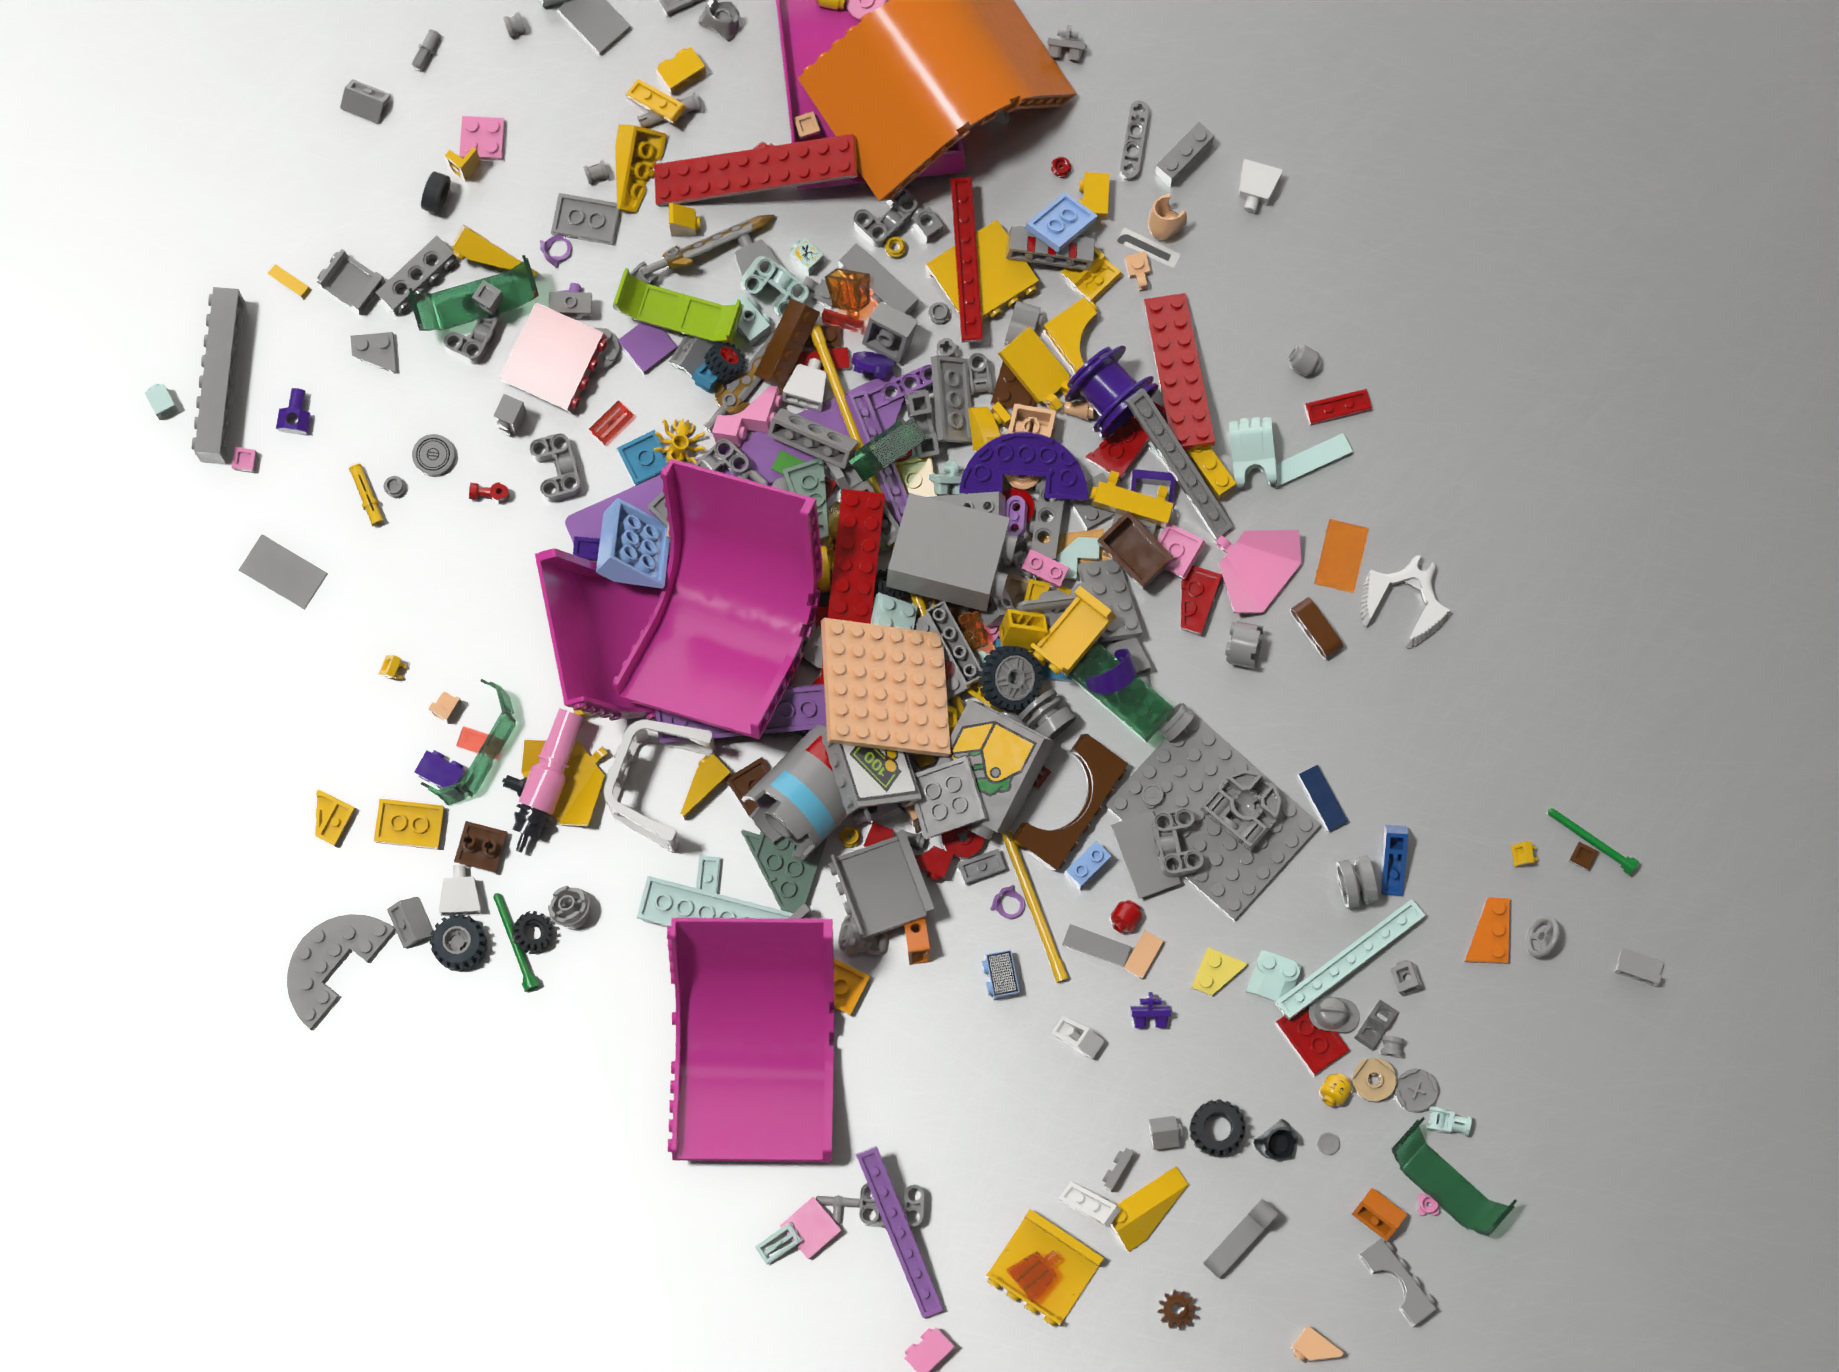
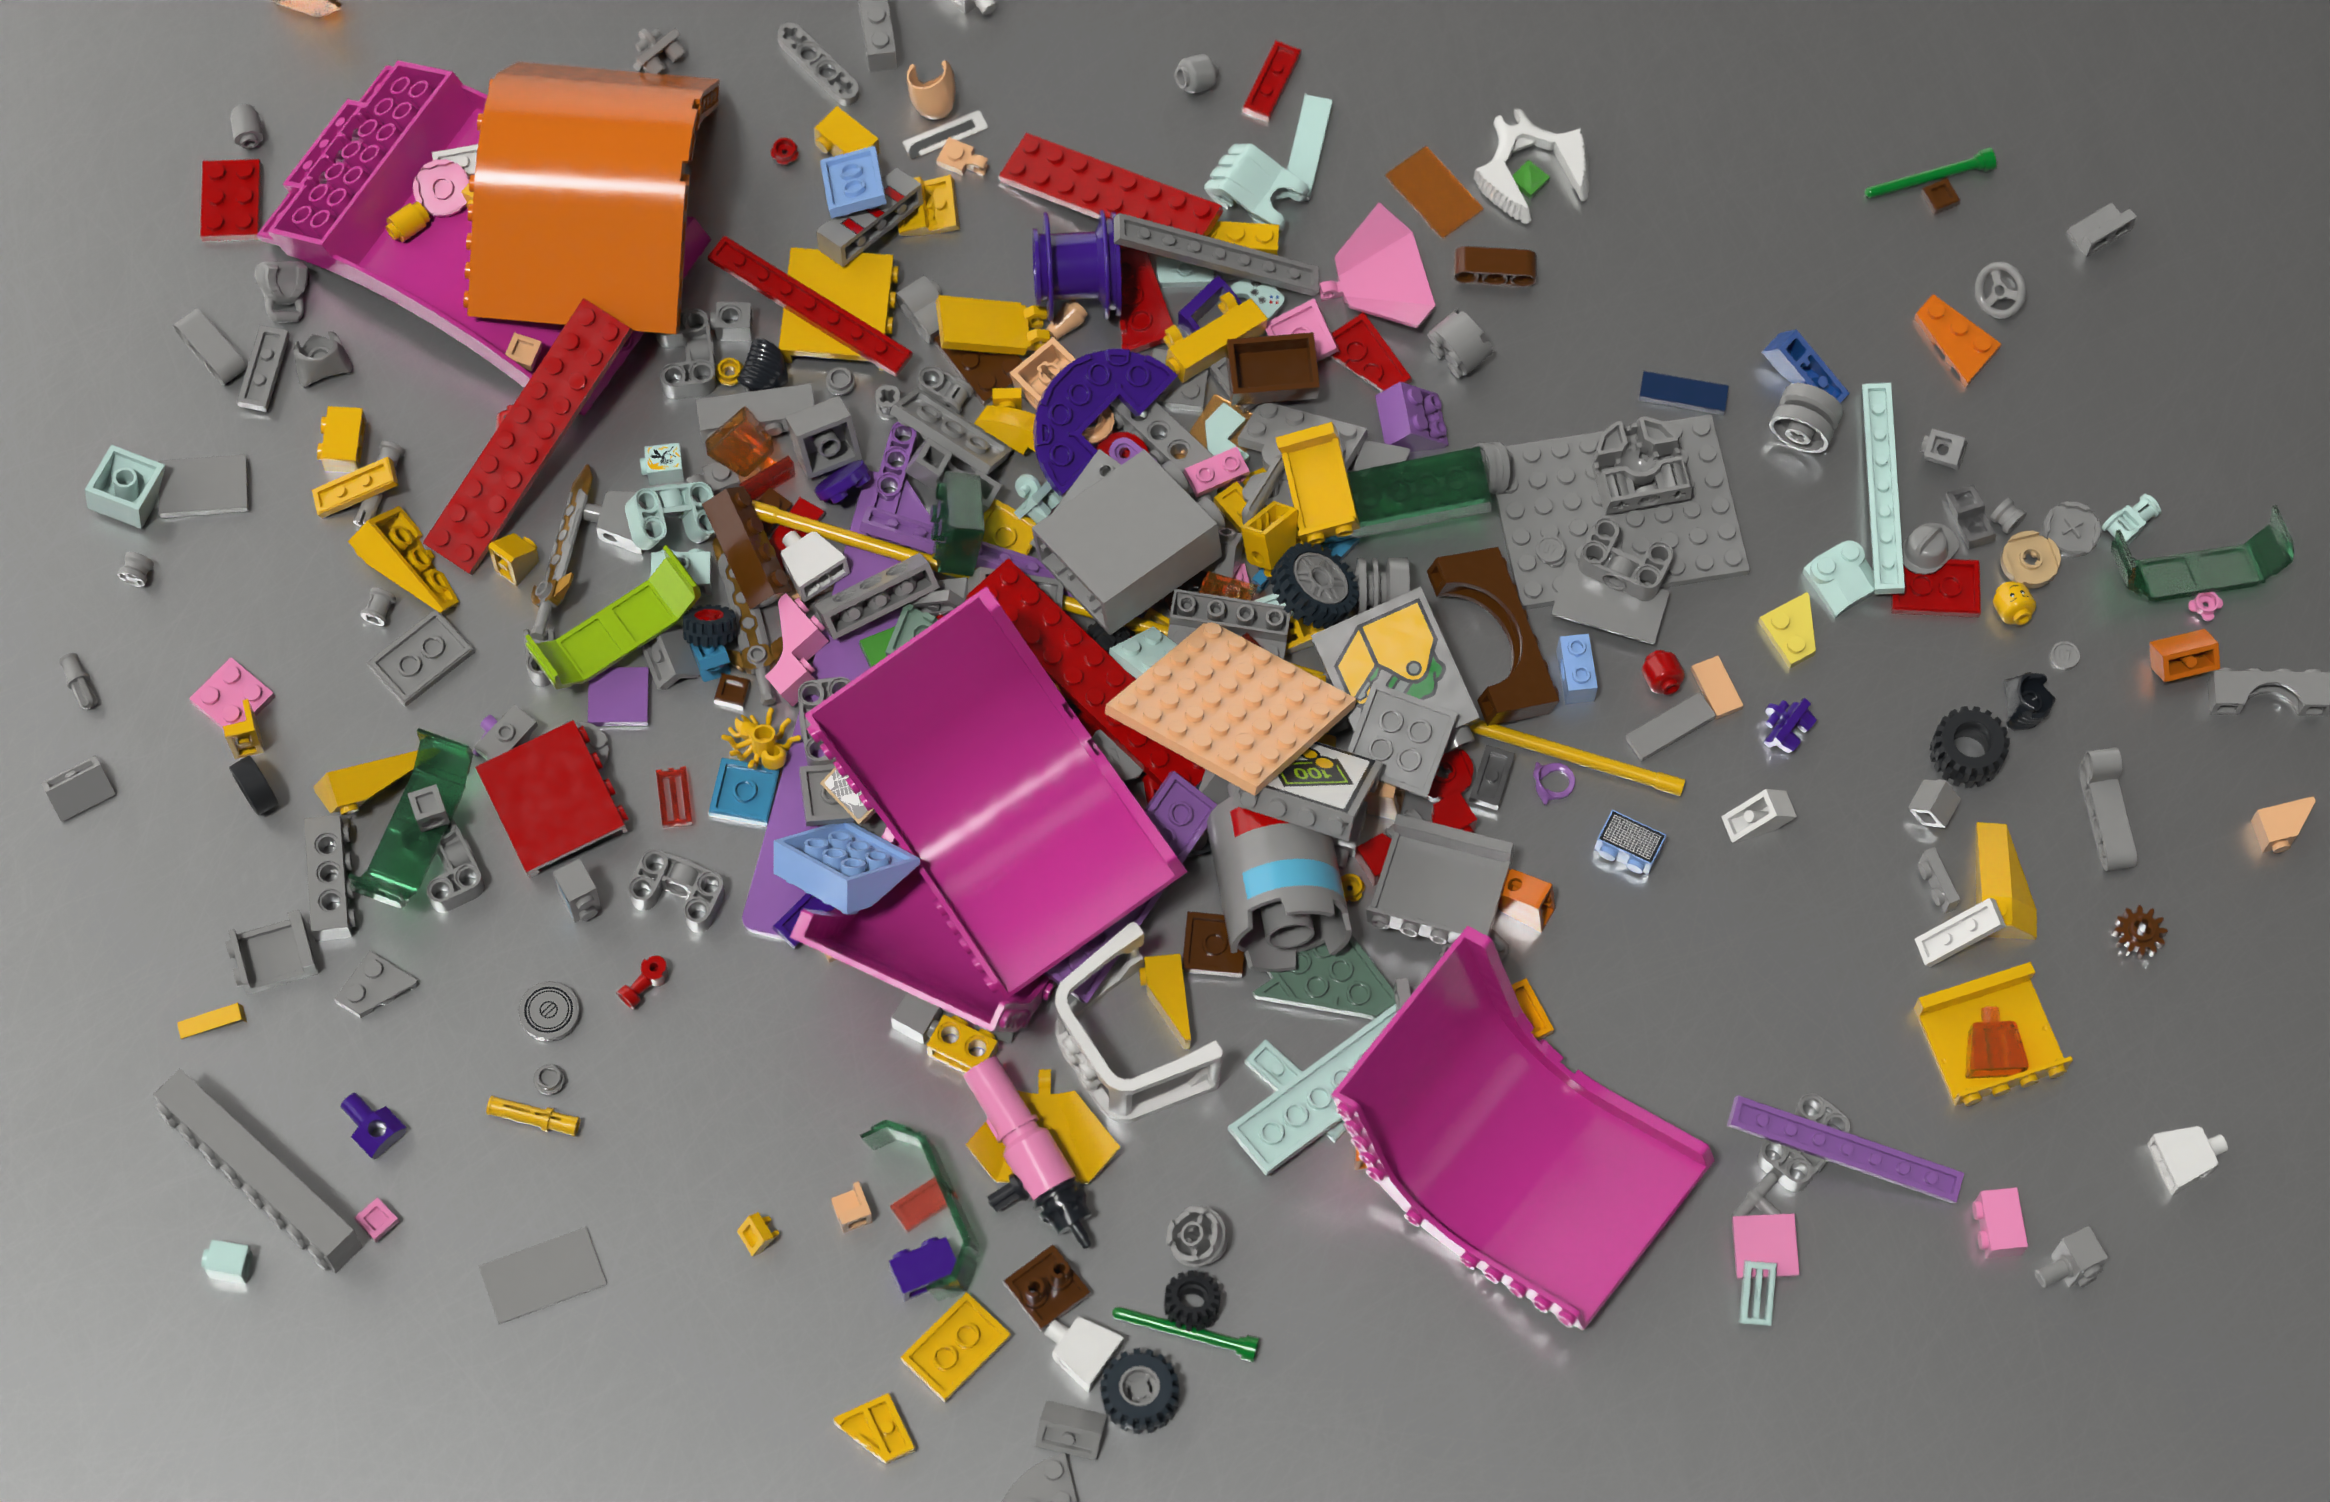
camera: 55 degrees left, 10 degrees down
(554, 260) = (437, 724): medium lavender piece -> none
(700, 403) = (732, 691): none -> reddish brown tile
(907, 265) = (764, 367): none -> black hair
(1068, 328) = (975, 274): yellow arch -> none
(1117, 677) = (1406, 480): dark purple piece -> none
(1175, 653) = (1411, 418): none -> medium lavender slope
(1186, 512) = (1264, 296): none -> light aqua piece
(1394, 605) = (1530, 179): none -> bright green tile
(1523, 853) = (1895, 247): yellow tile -> none

